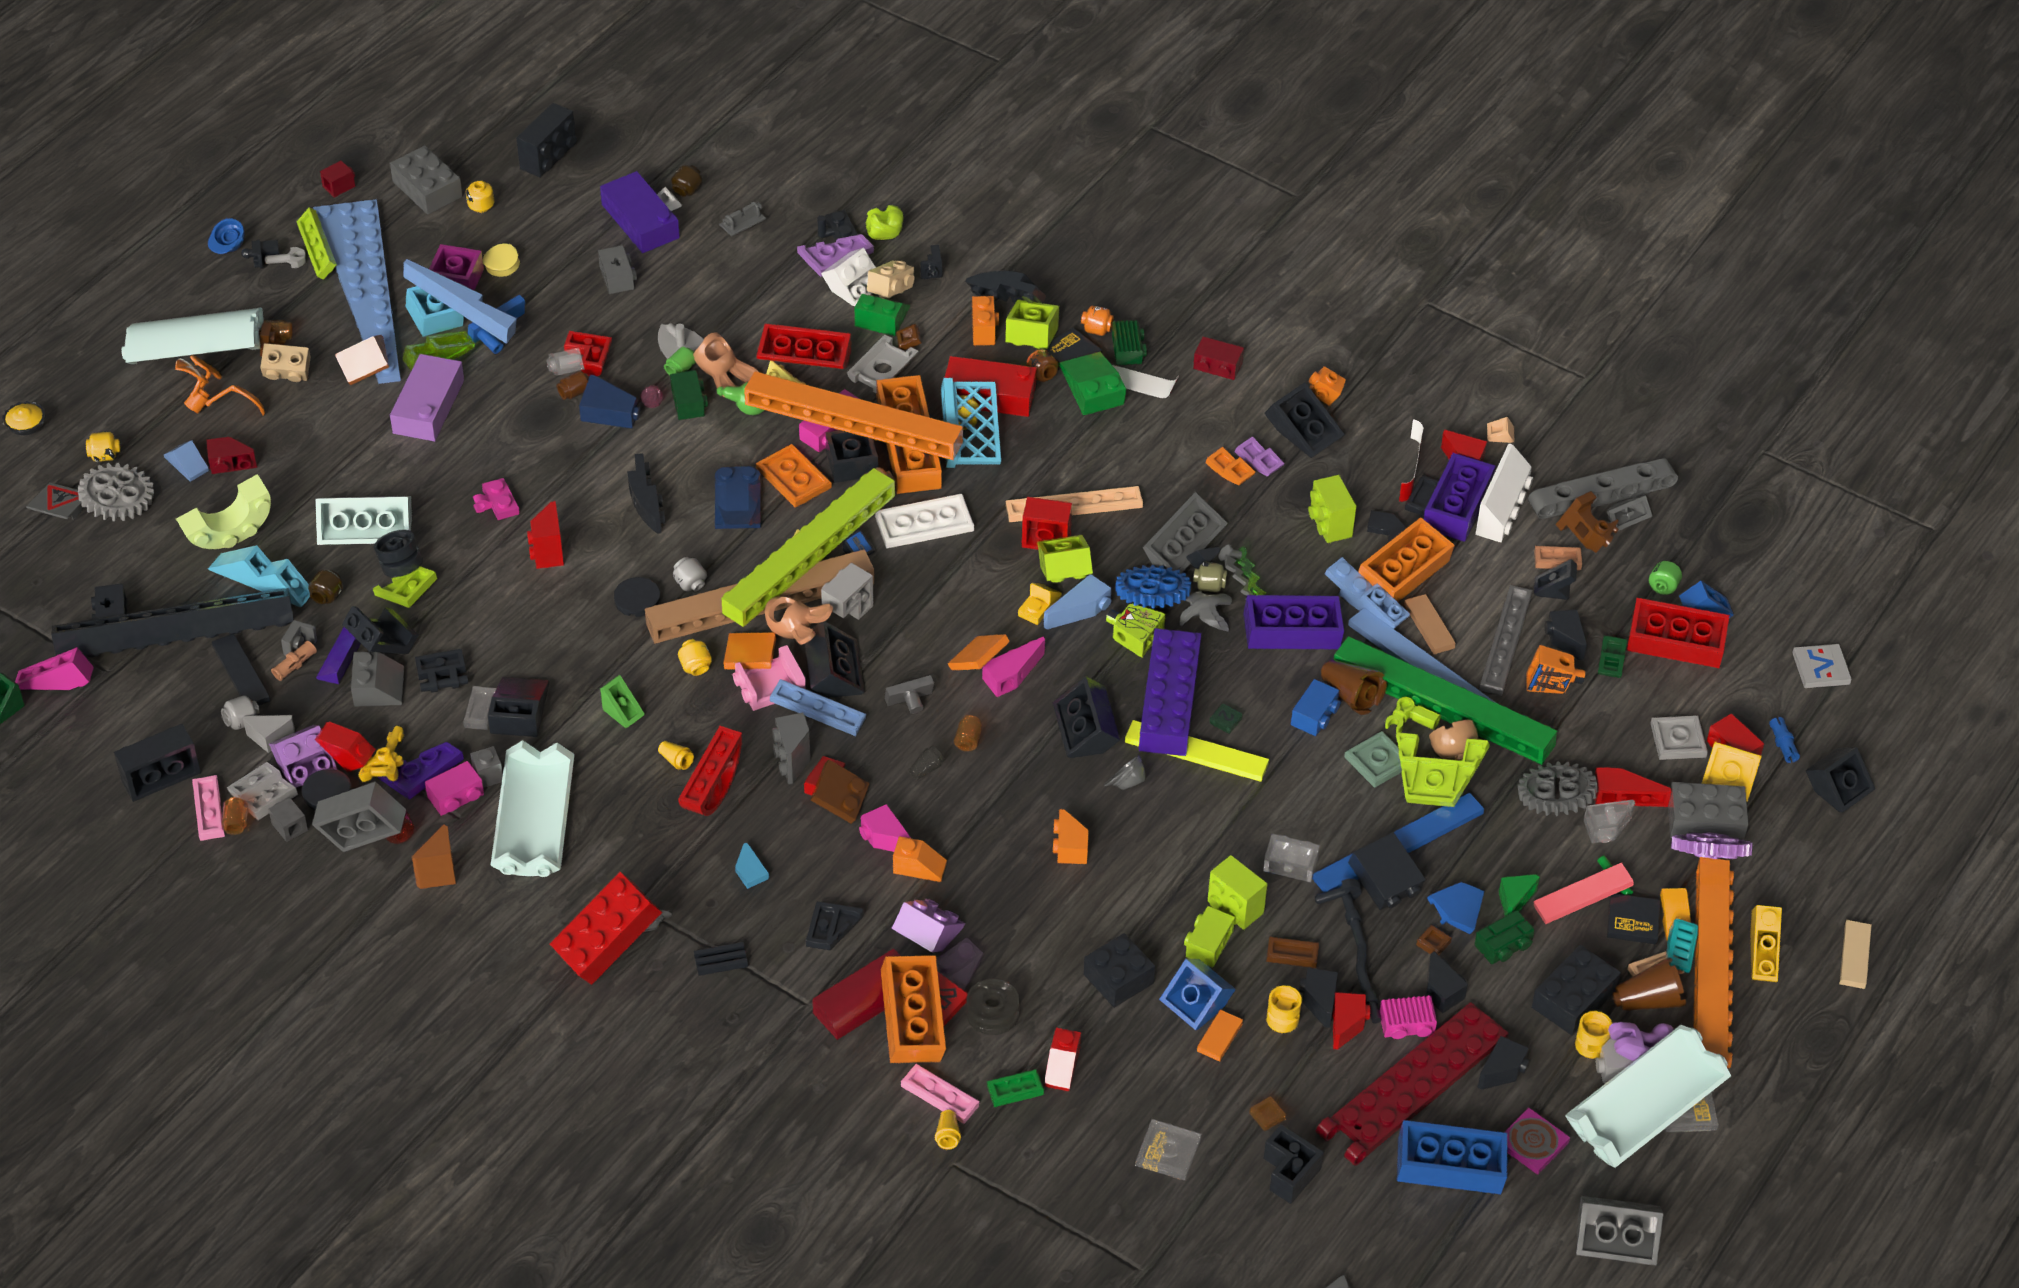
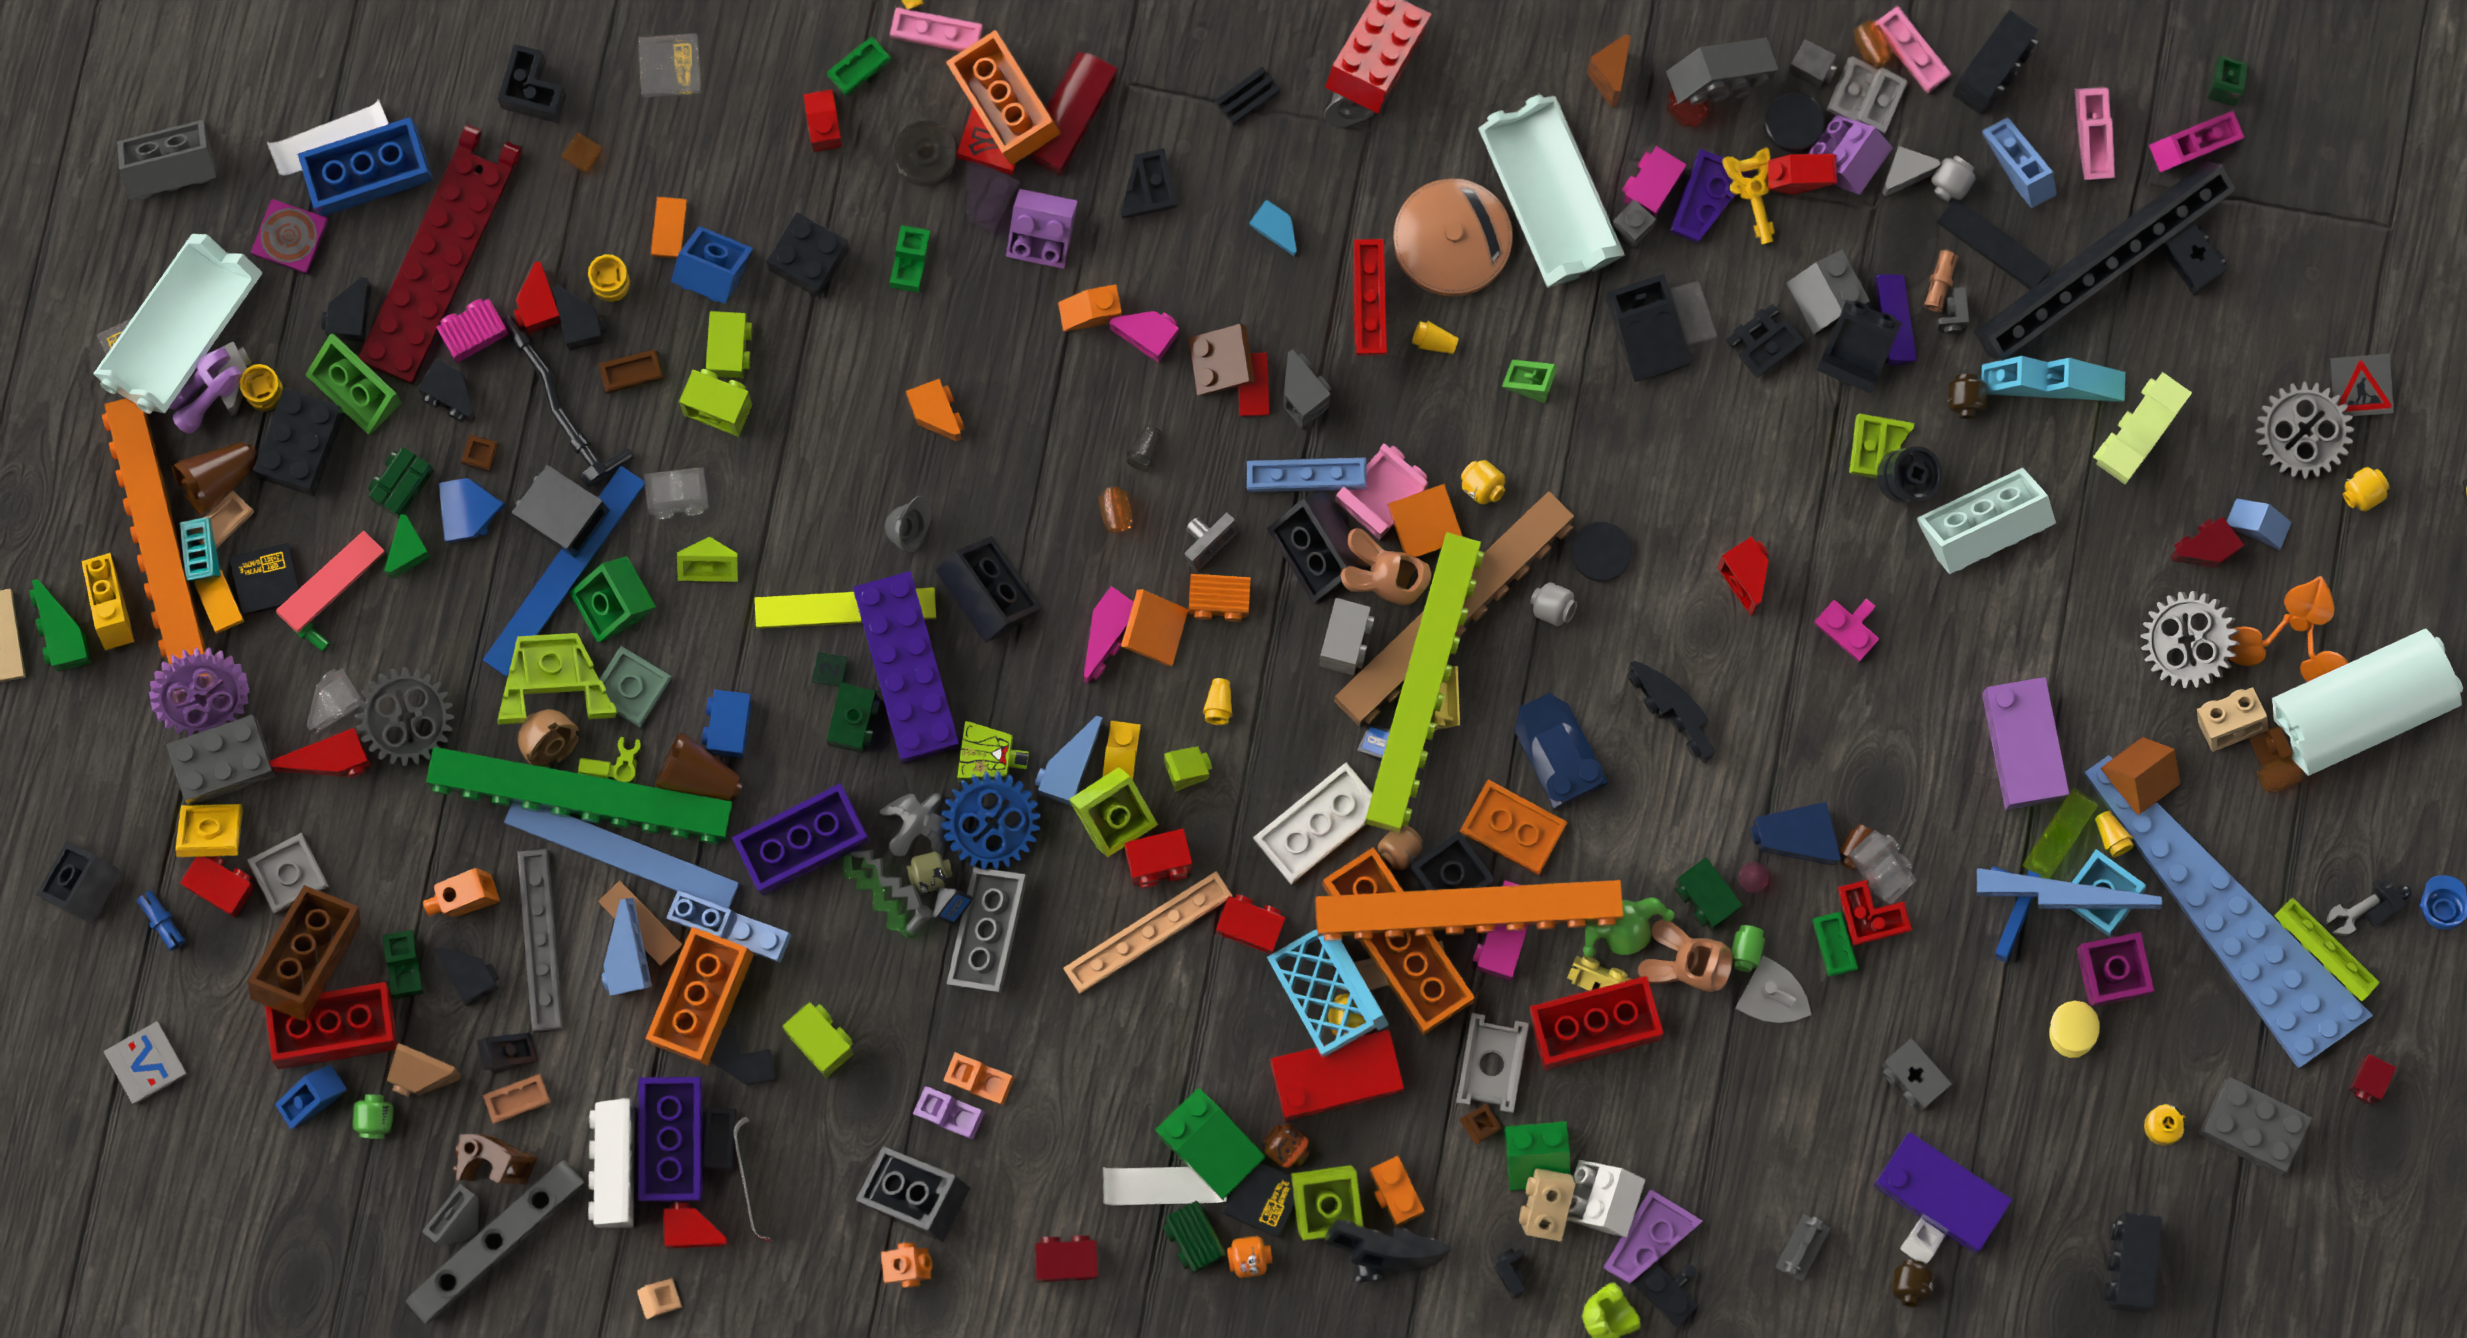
camera: 155 degrees right, 30 degrees up
(118, 707) = (2095, 132): none -> bright pink slope
(186, 701) = (2021, 162): none -> medium blue slope
(266, 397) = (2216, 634): none -> light grey gear
(405, 335) = (2113, 834): none -> yellow cone
(622, 347) = (1834, 944): none -> green plate
(622, 814) = (1452, 237): none -> nougat dish
(921, 658) = (1219, 597): none -> orange brick
(956, 602) = (1218, 703): none -> yellow cone
(999, 569) = (1187, 767): none -> lime slope
(1002, 478) = (1250, 924): none -> red brick
(1040, 946) = (910, 259): none -> green slope
(1223, 680) = (852, 718): none -> dark green brick
(1285, 812) = (707, 562): none -> lime slope
(1368, 808) = (612, 598): none -> green slope
(1449, 598) = (626, 958): none -> medium blue slope
(1474, 1203) = (286, 151): none -> white sticker
(1515, 1014) = (352, 385): none -> bright green slope
(1618, 586) = (418, 1073): none -> medium nougat slope
(1684, 666) = (304, 953): none -> reddish brown brick
(1807, 937) = (64, 638): none -> green slope

